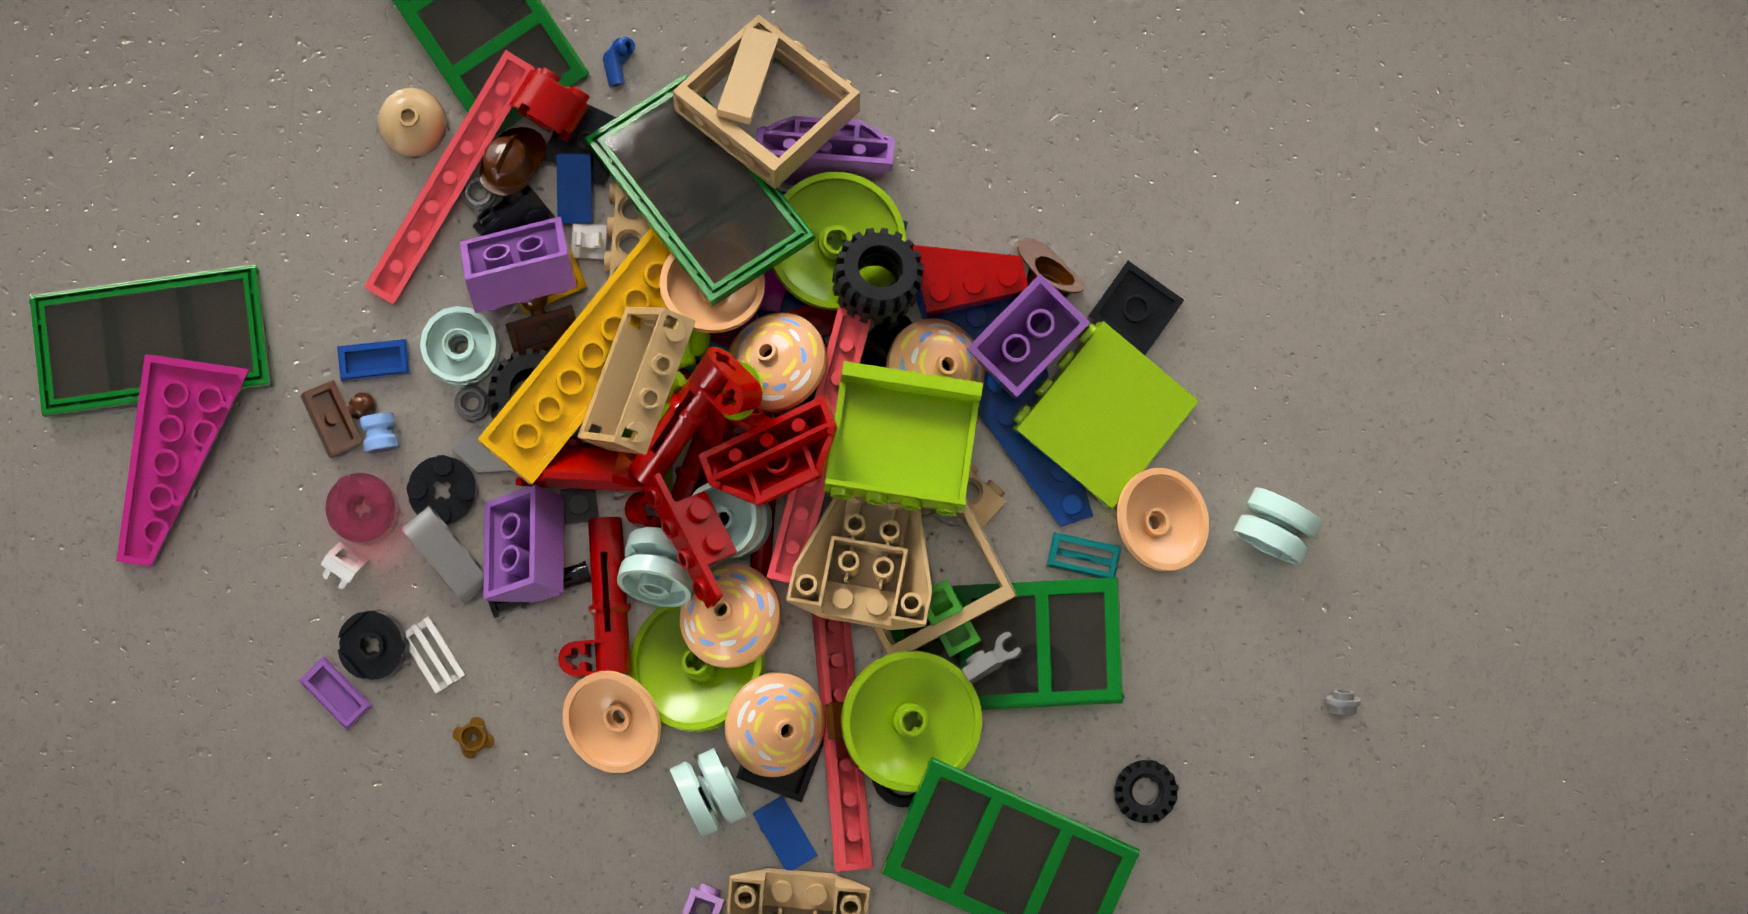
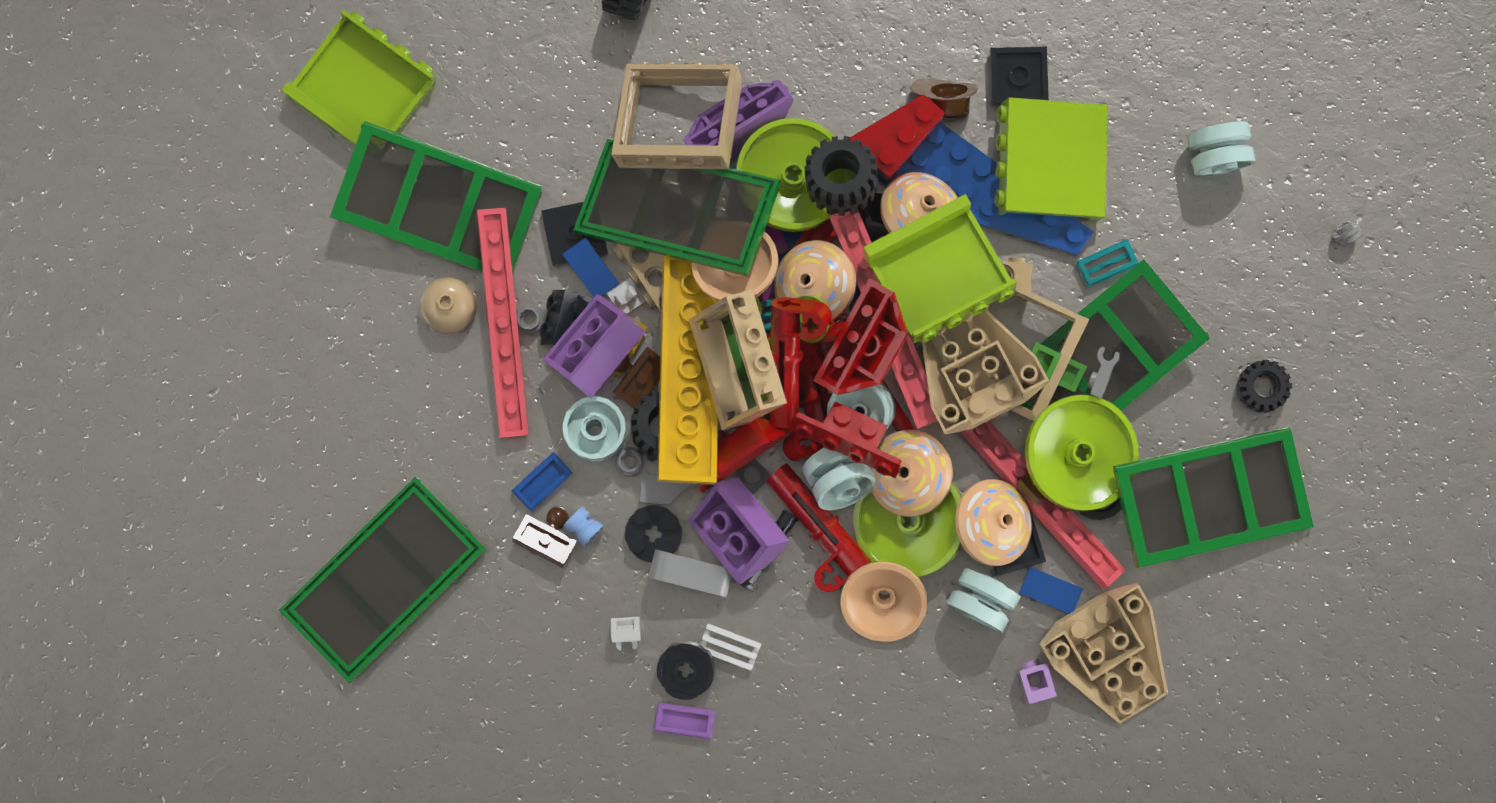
camera: 40 degrees left, 0 degrees up
(175, 428) = (447, 627): dark pink wing -> none
(372, 526) = (604, 600): clear pink brick -> none
(463, 735) = (802, 688): pearl gold plate -> none
(512, 160) = (535, 281): reddish brown piece -> none
(550, 103) = (534, 223): red brick -> none
(615, 58) = (551, 163): blue arm -> none
(747, 75) = (653, 107): tan tile -> none
(1027, 336) = (968, 144): medium lavender slope -> none
(1176, 516) = (1143, 199): light nougat dish -> none

